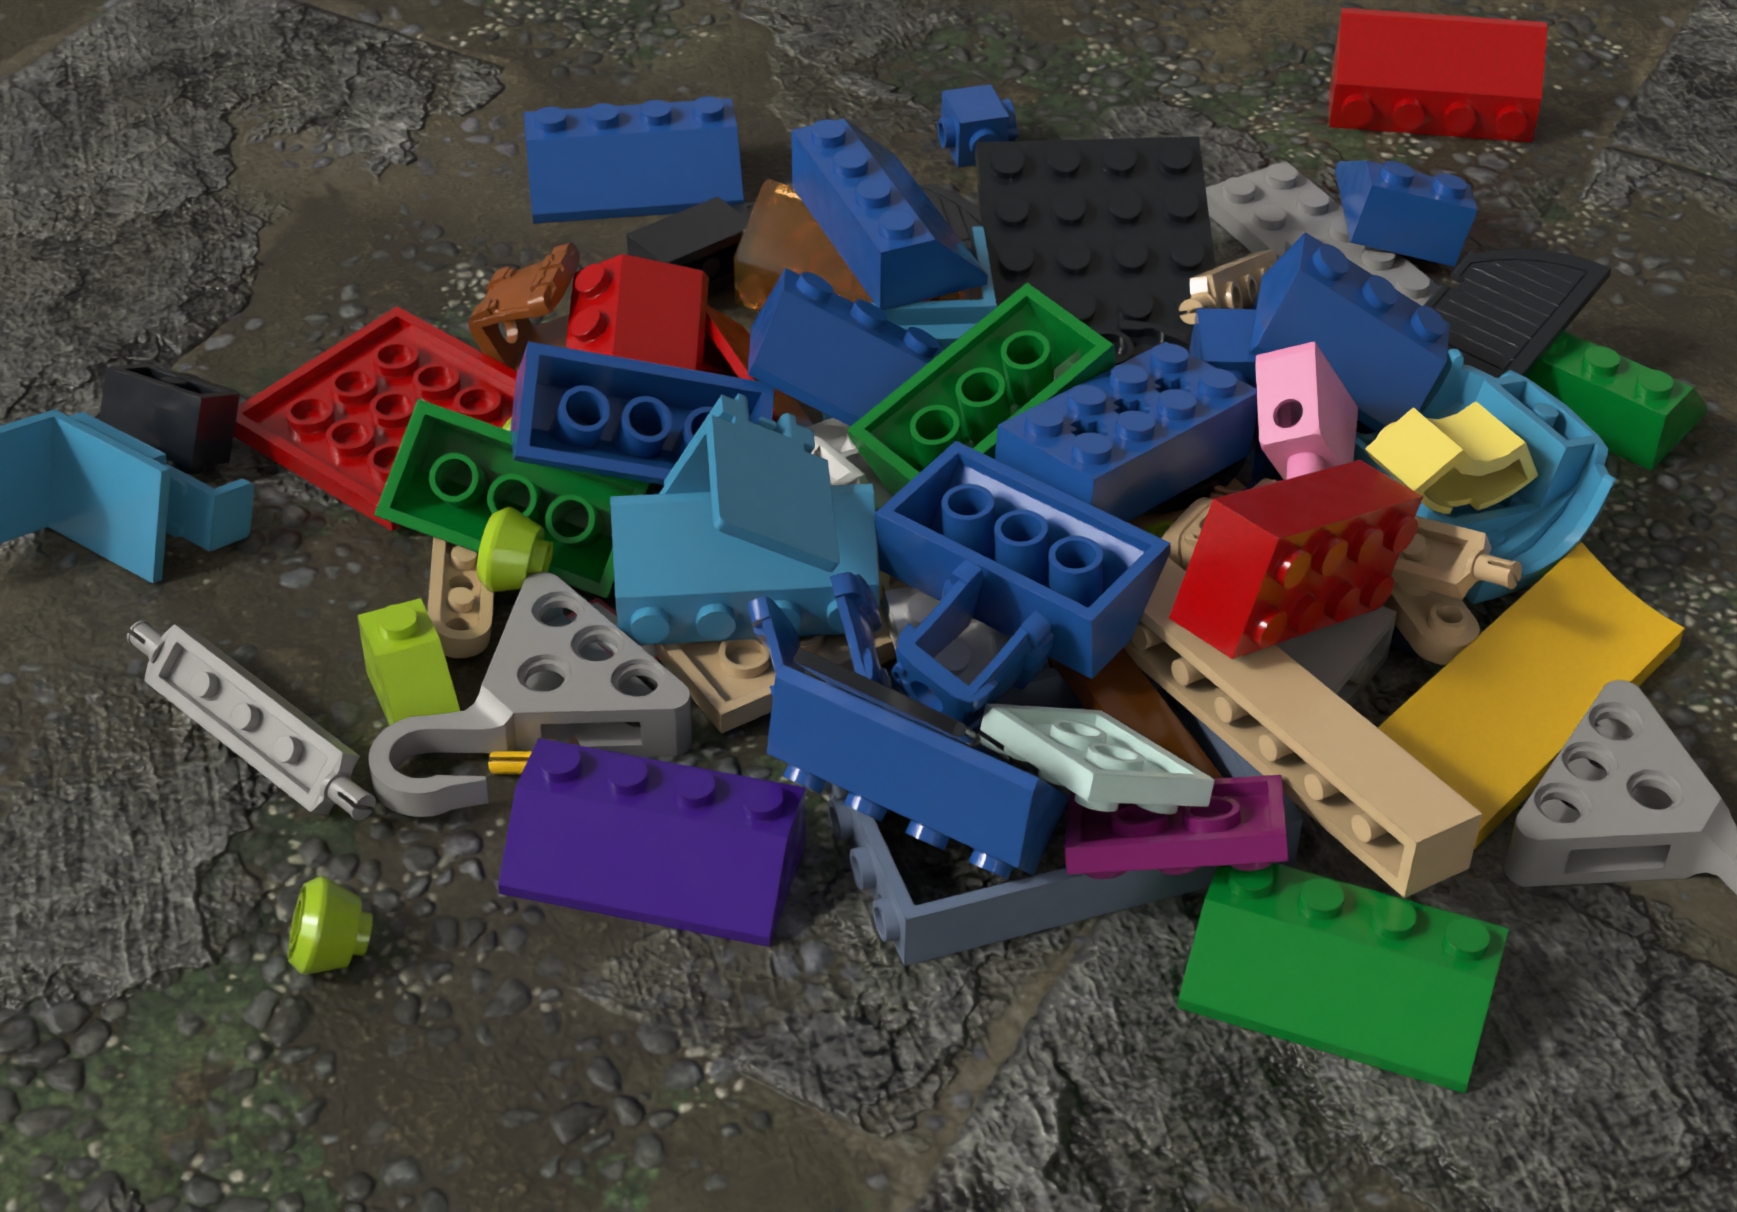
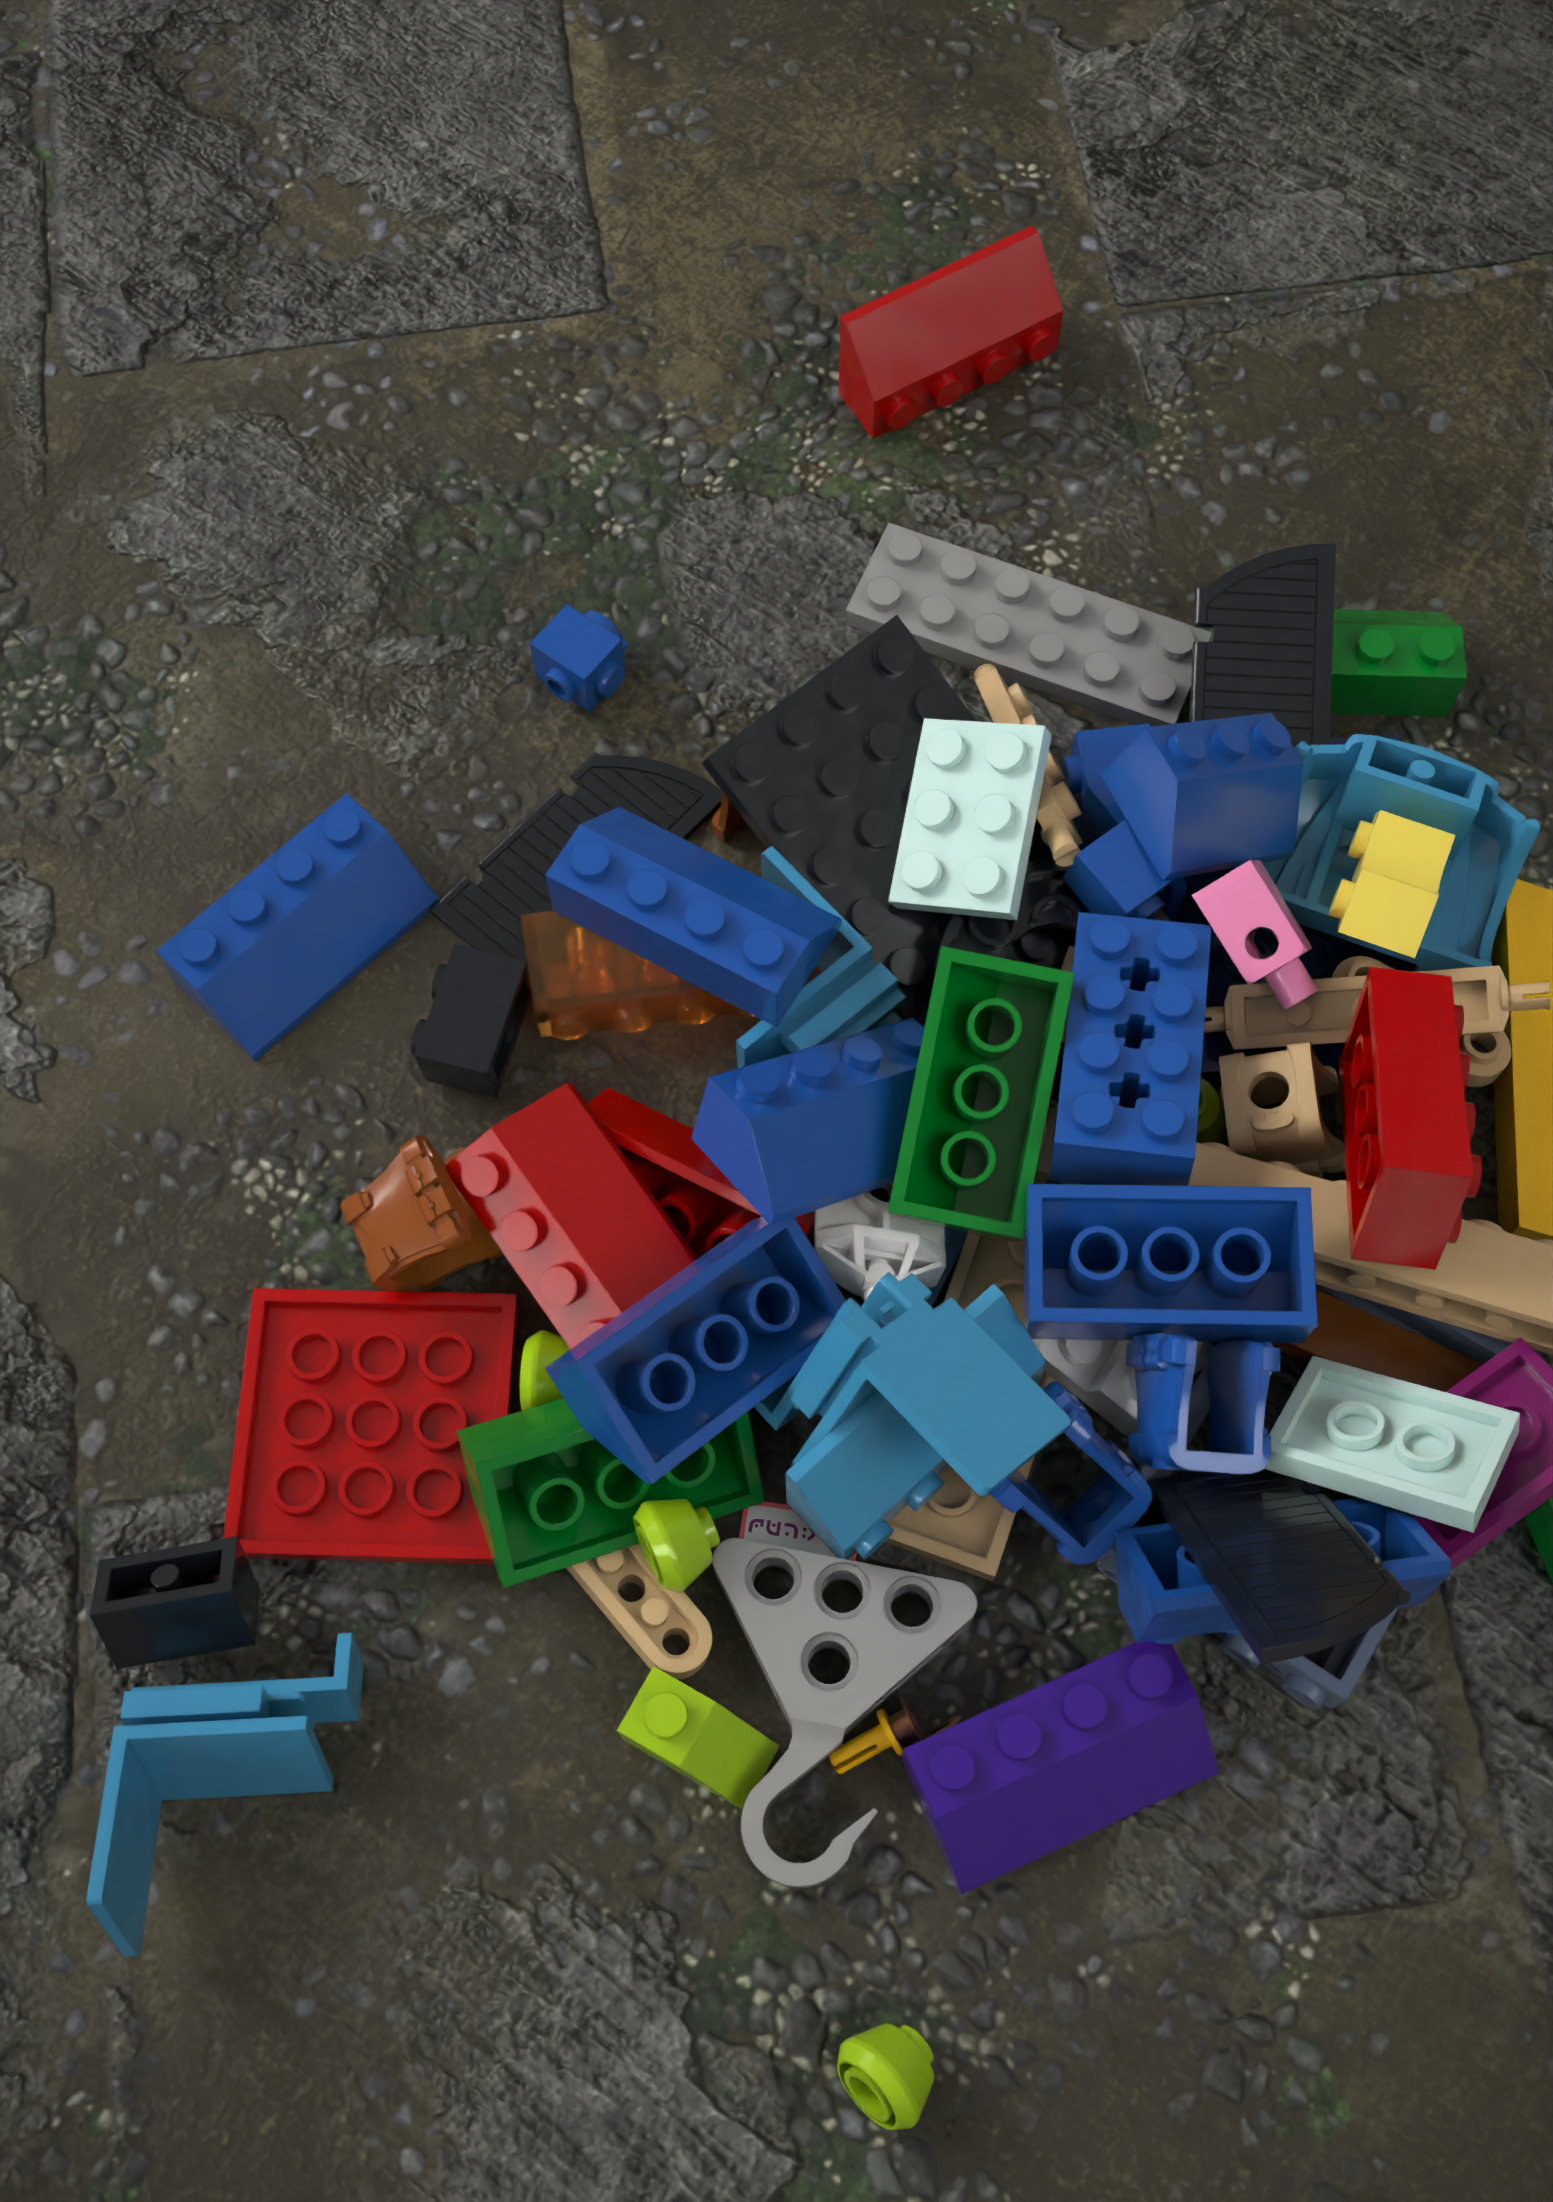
camera: 35 degrees left, 25 degrees up
(251, 719) = (597, 1895): light grey plate -> none
(1143, 264) = (970, 818): none -> light aqua plate
(1406, 210) = (1051, 531): blue slope -> none

